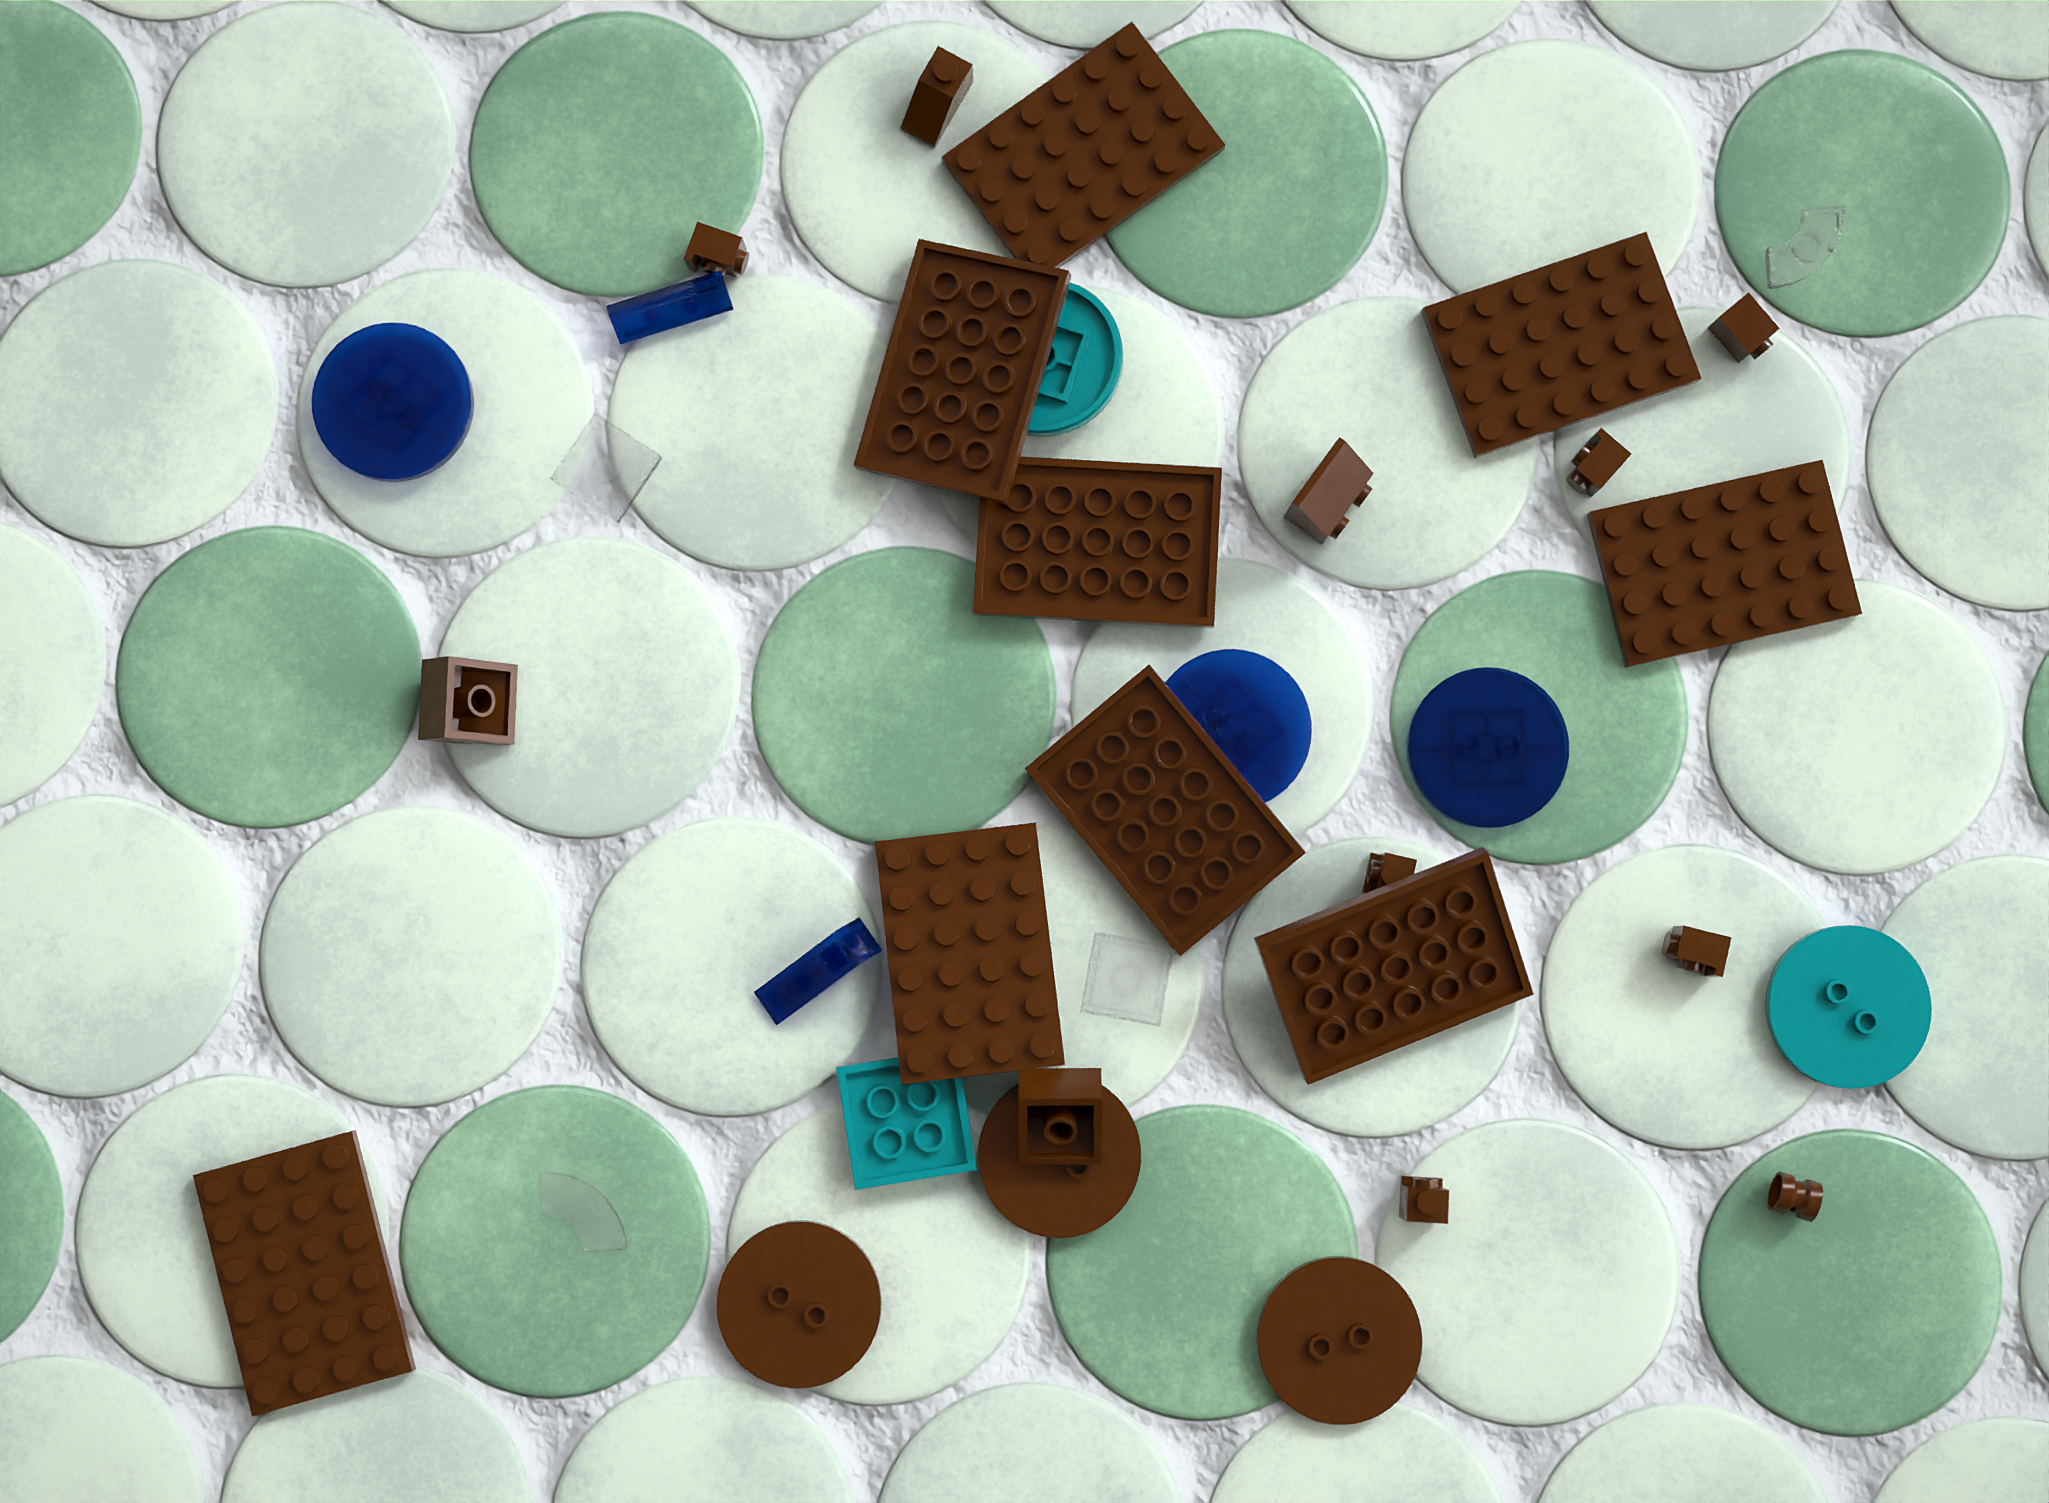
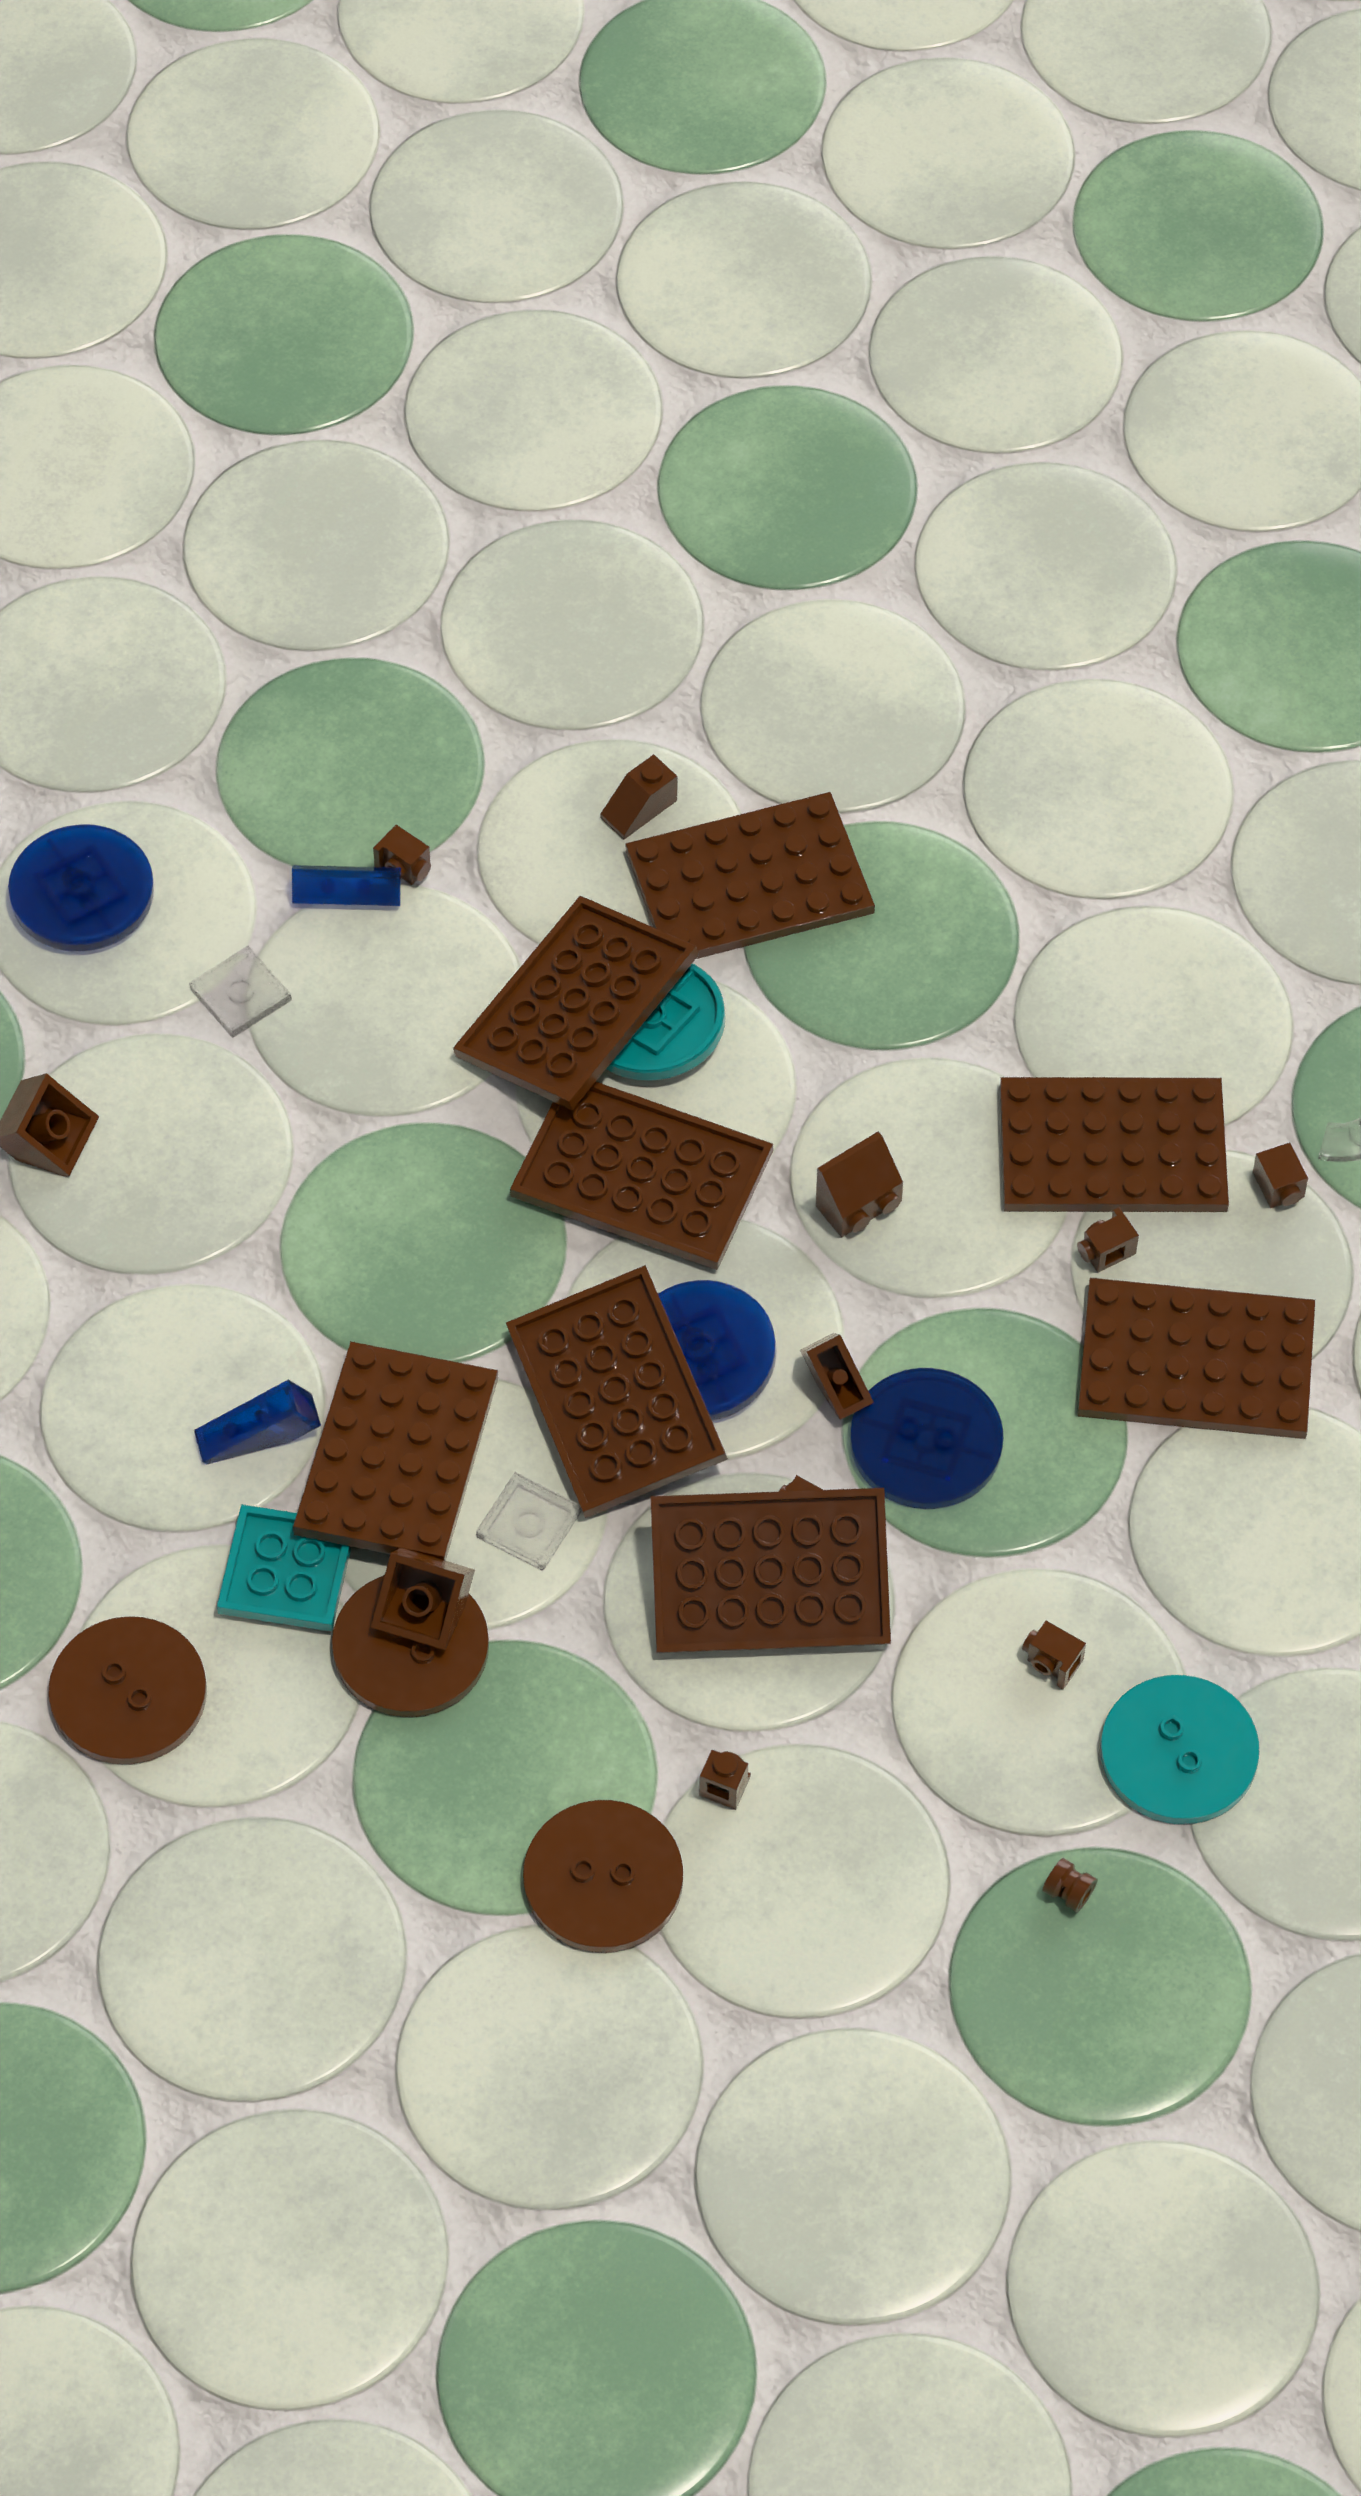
camera: 20 degrees right, 25 degrees down
(1378, 714) = (837, 1375): none -> reddish brown slope

